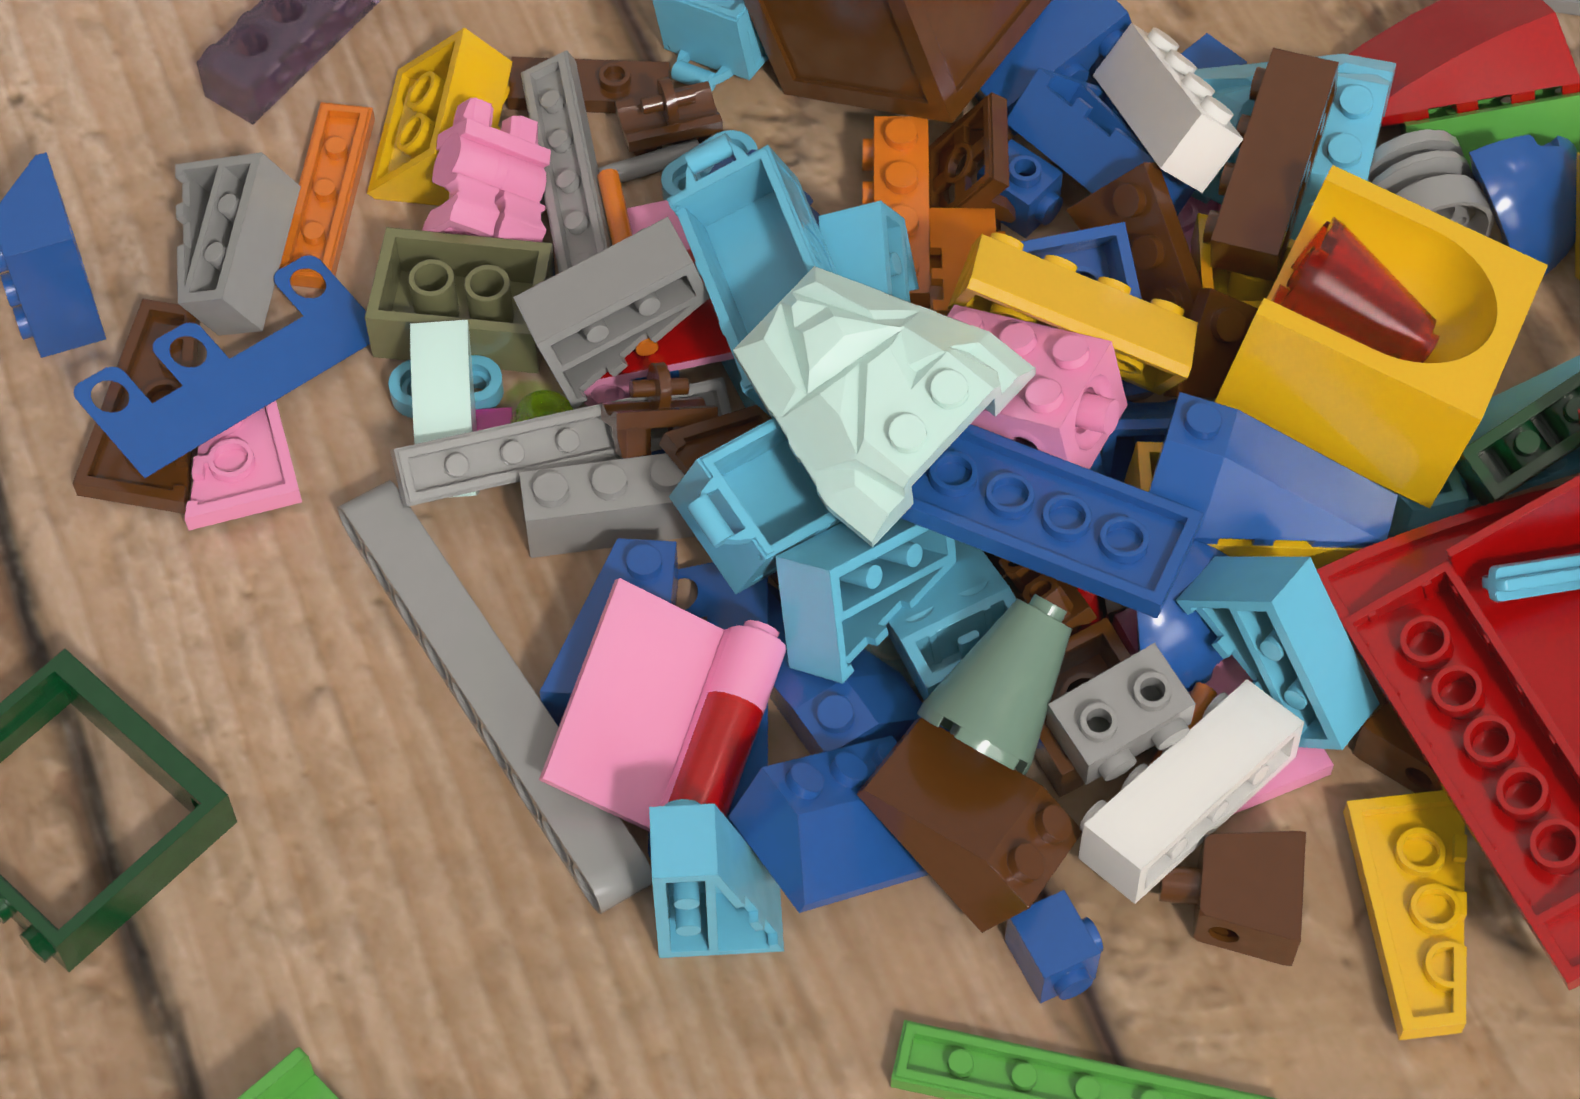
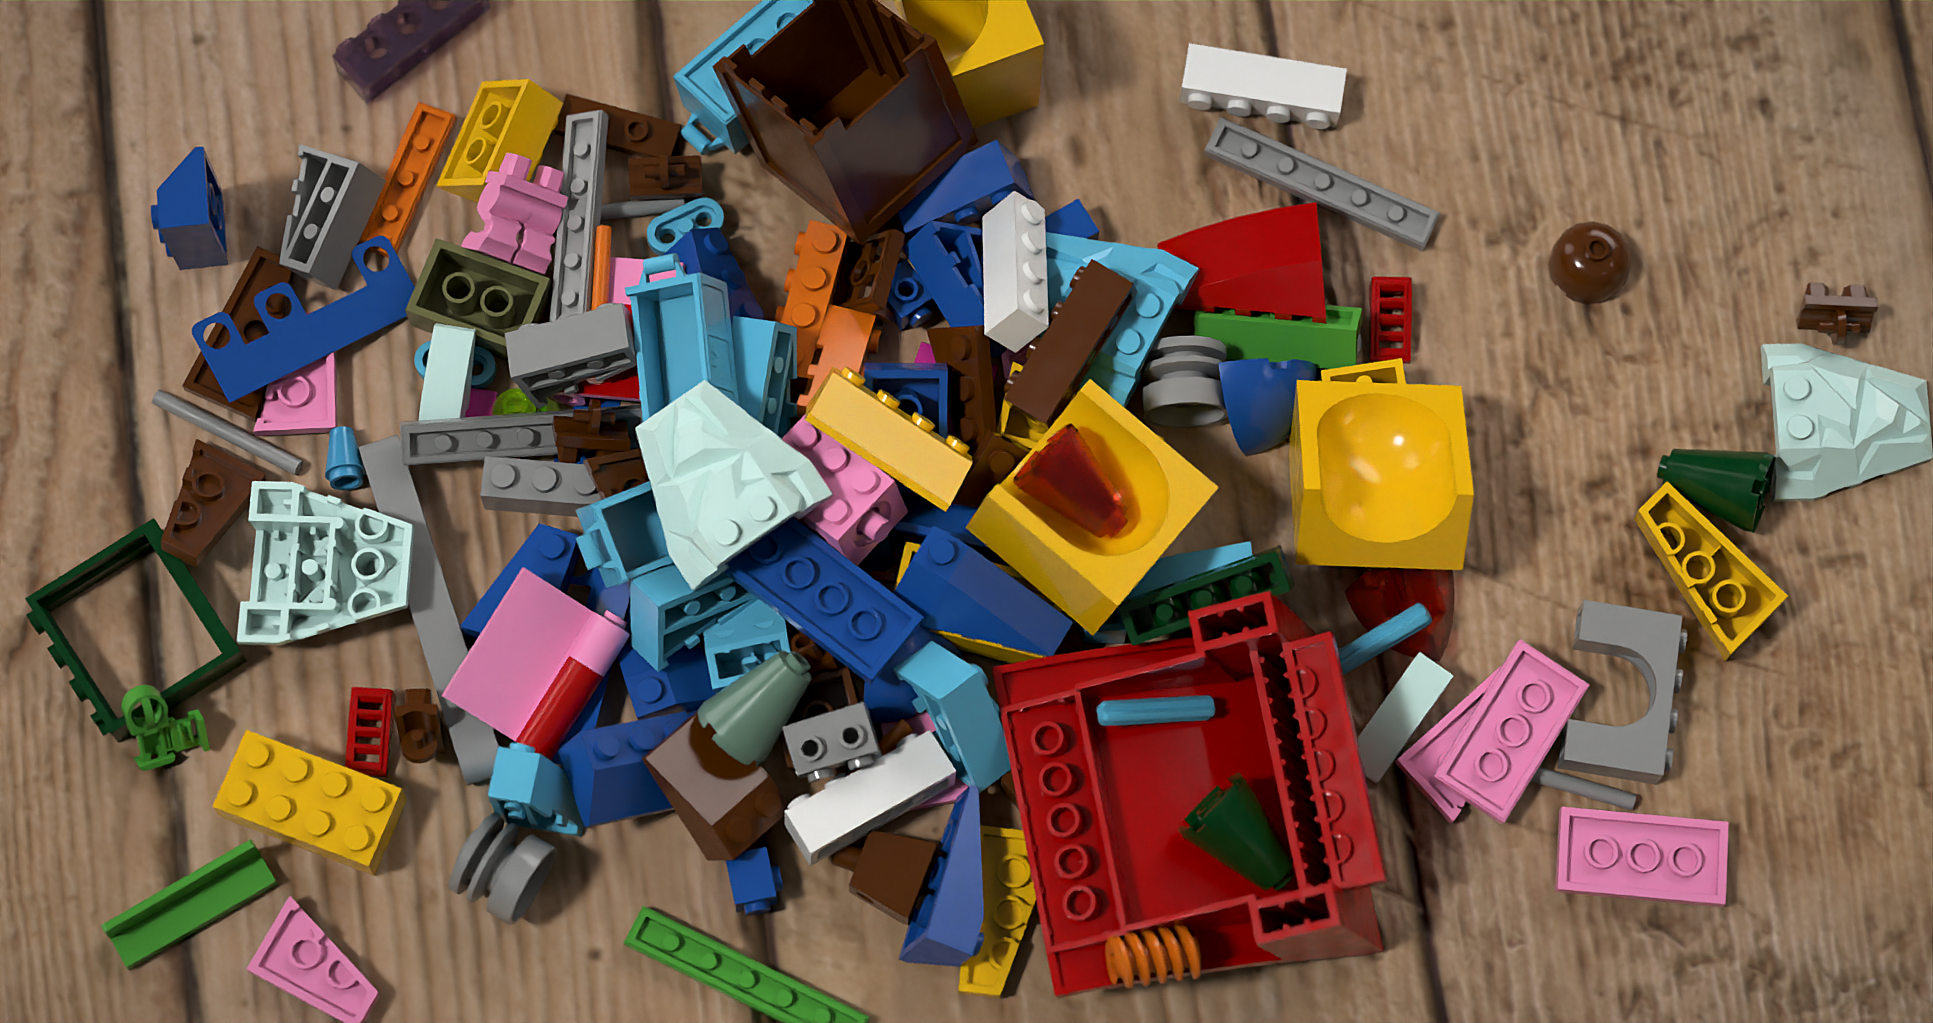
camera: 10 degrees right, 15 degrees up
(129, 935) = (159, 733): none -> bright green piece
(140, 617) = (209, 502): none -> reddish brown wing
(148, 534) = (227, 432): none -> light grey bar
(319, 653) = (320, 565): none -> light aqua wedge
(321, 533) = (344, 461): none -> dark azure cone
(374, 983) = (310, 802): none -> yellow brick
(434, 832) = (356, 713): none -> red slope
(514, 837) = (419, 726): none -> reddish brown hips
(677, 1003) = (496, 865): none -> light grey wheel
(1360, 910) = (952, 913): none -> blue wedge

